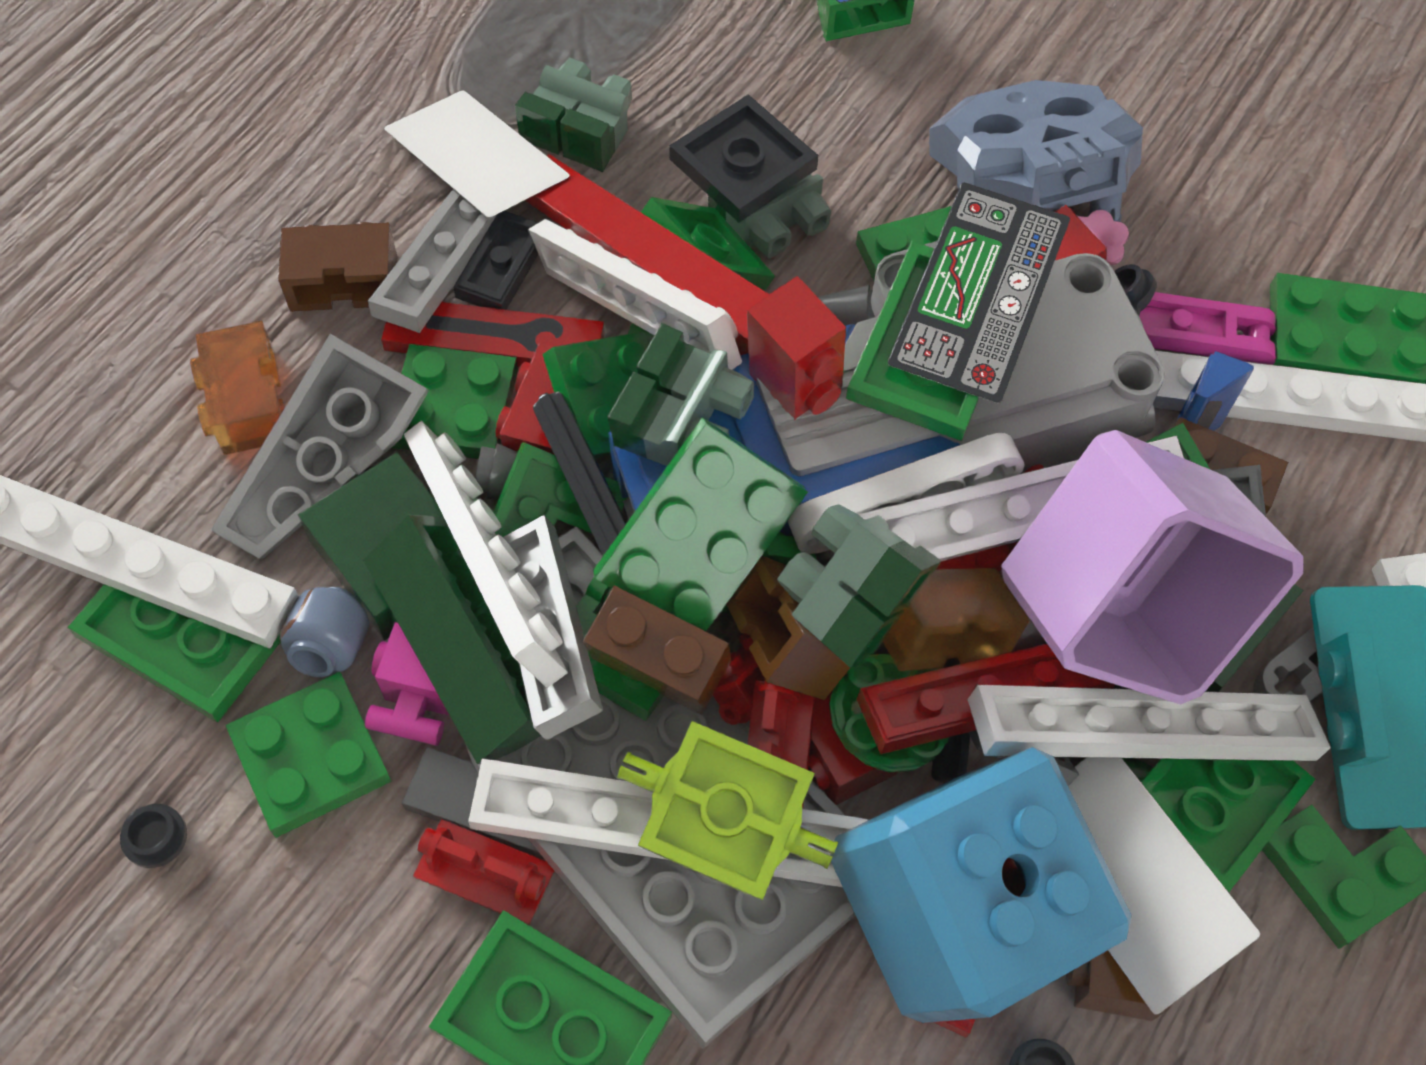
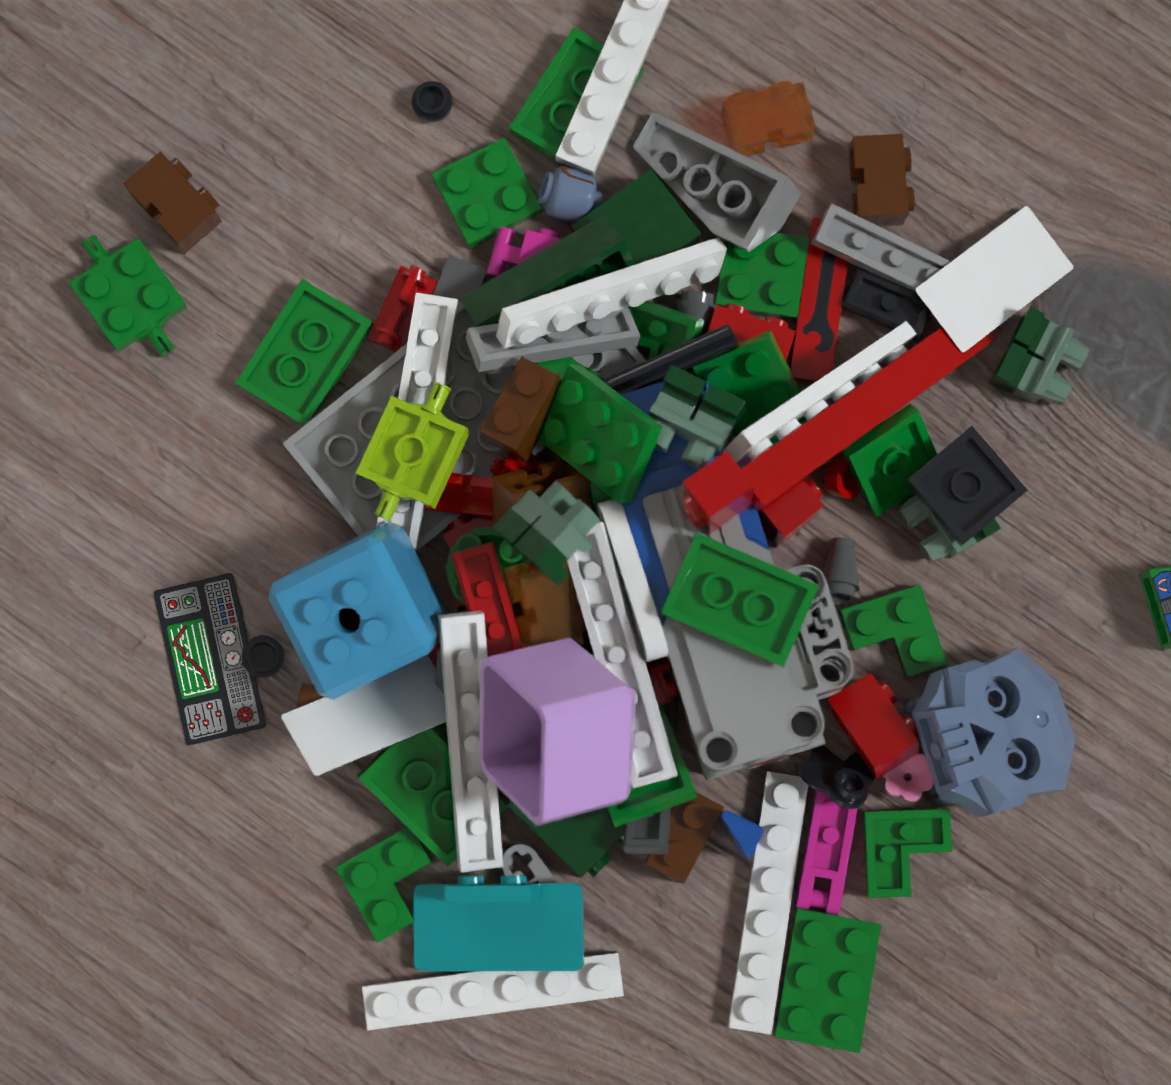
camera: 90 degrees right, 20 degrees up
(979, 292) = (775, 632): sticker -> none
(1180, 263) = (890, 839): none -> green plate

